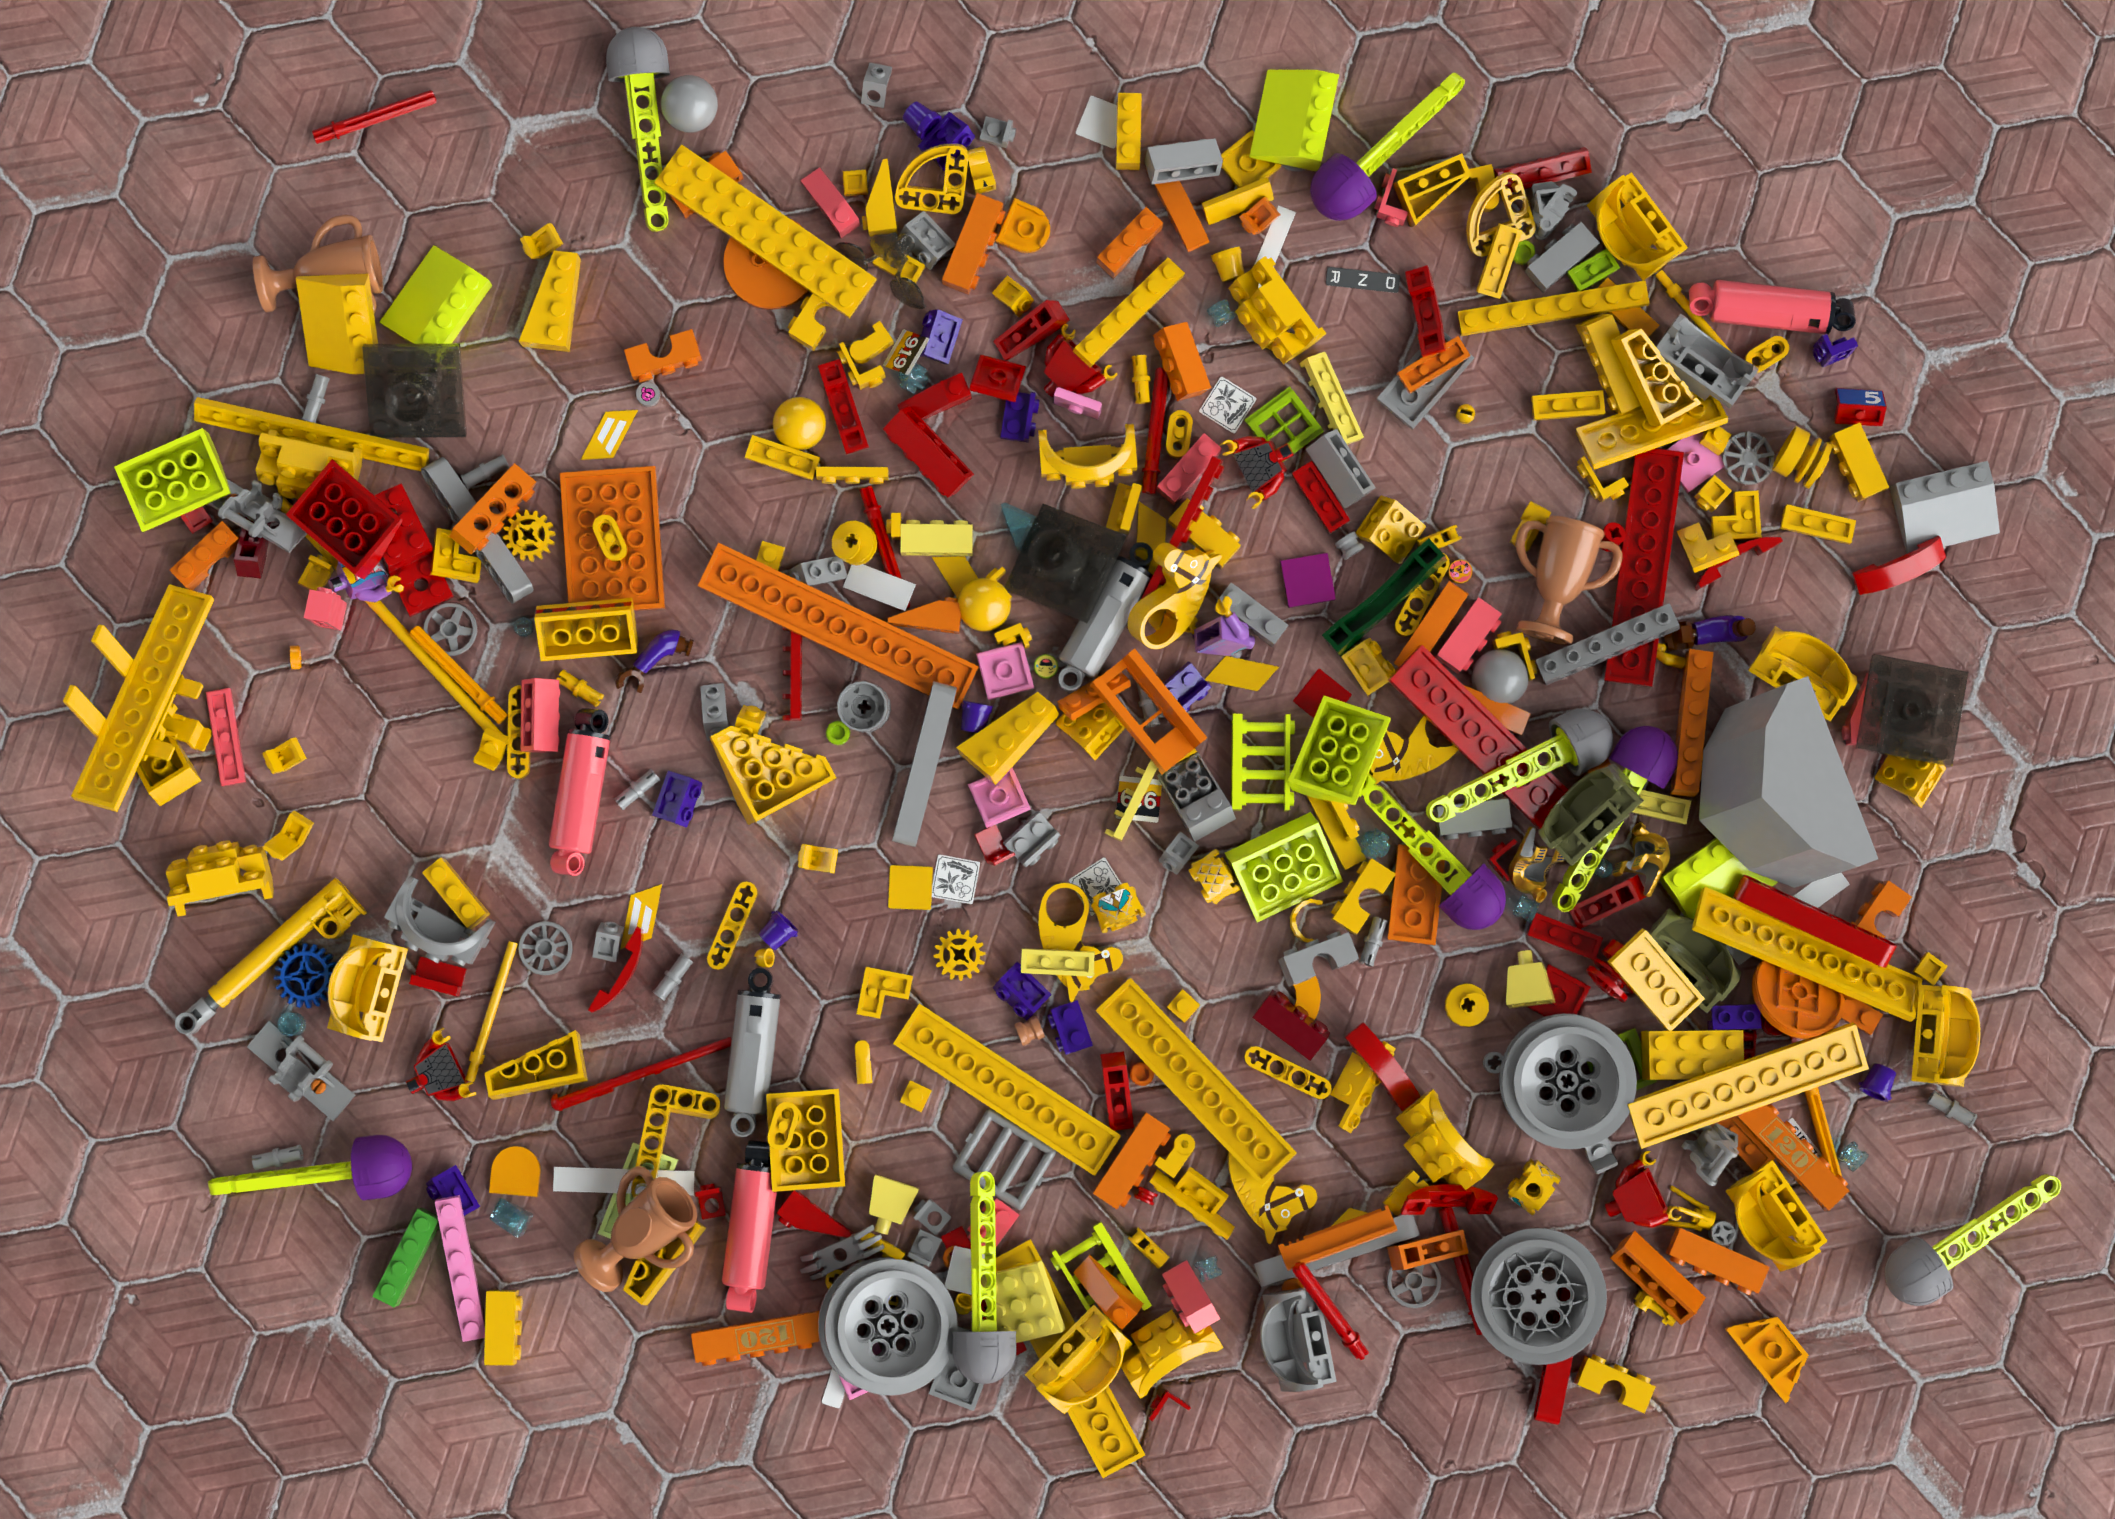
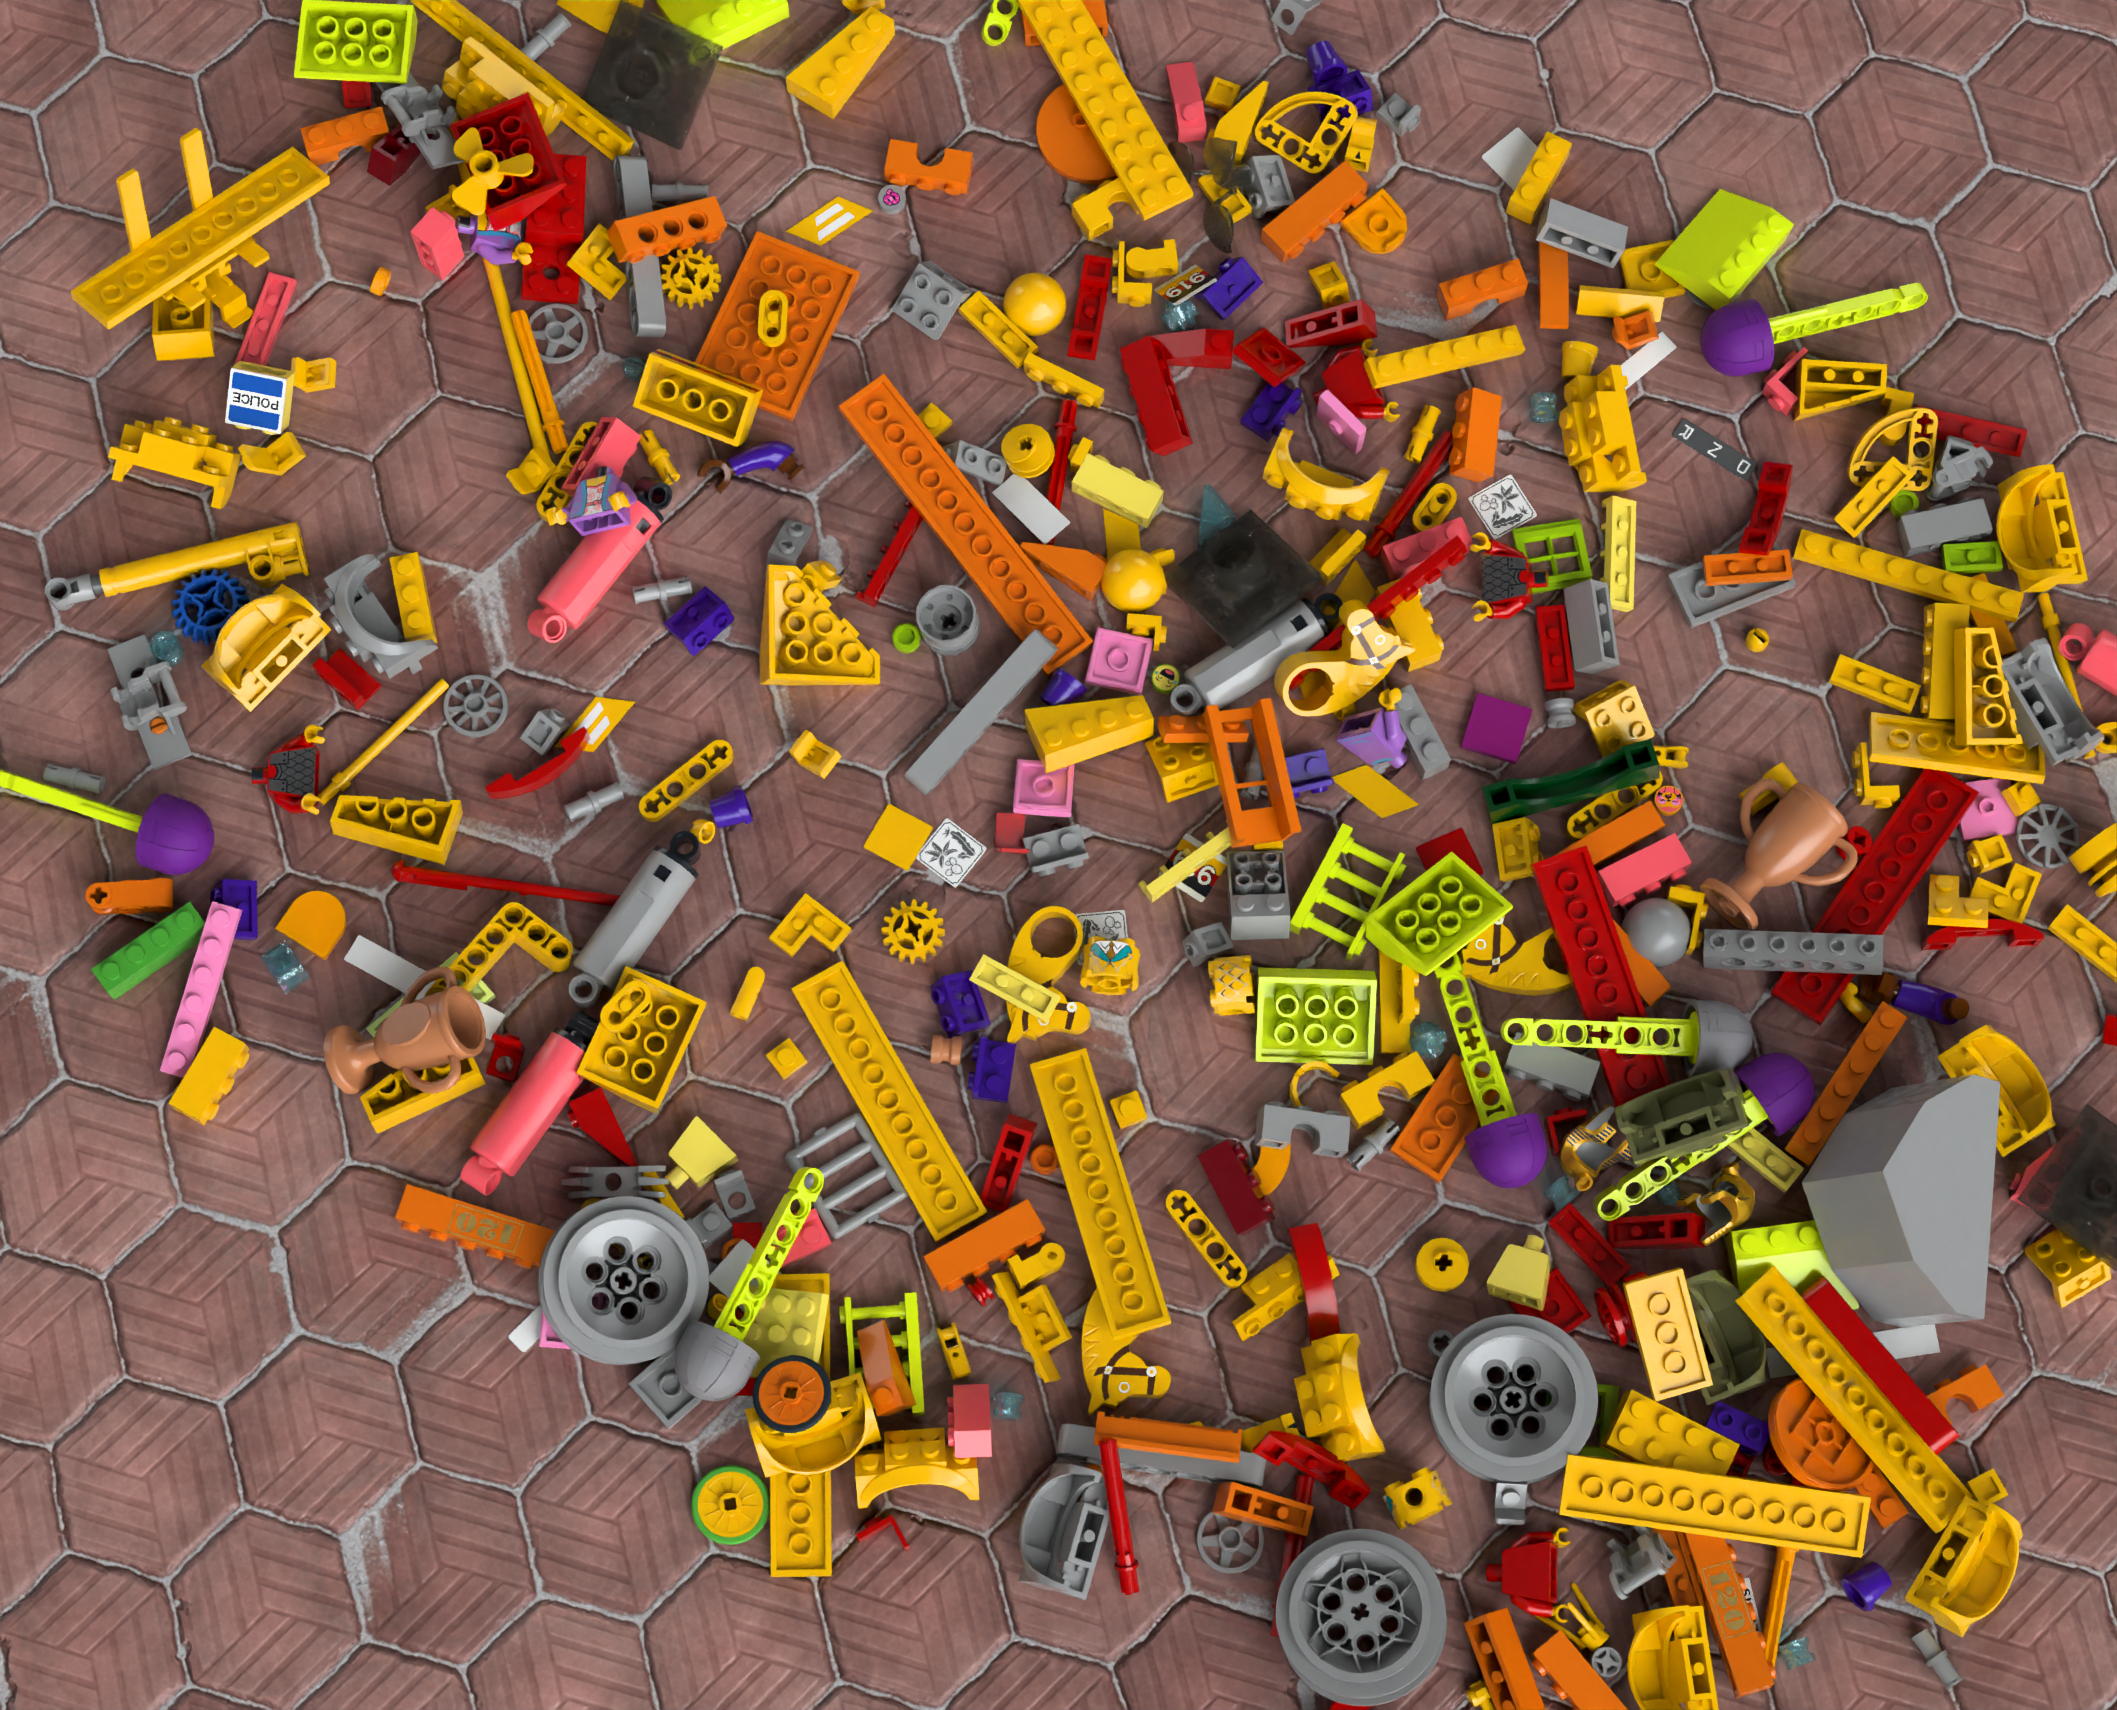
camera: 30 degrees right, 10 degrees down
(255, 797) = (259, 397): none -> piece
(335, 564) = (473, 192): none -> yellow piece
(371, 1223) = (131, 896): none -> orange piece
(557, 755) = (597, 504): none -> torso
(720, 458) = (931, 299): none -> light grey bracket
(1060, 1431) = (733, 1525): none -> yellow wheel
(1069, 1342) = (811, 1398): none -> orange wheel

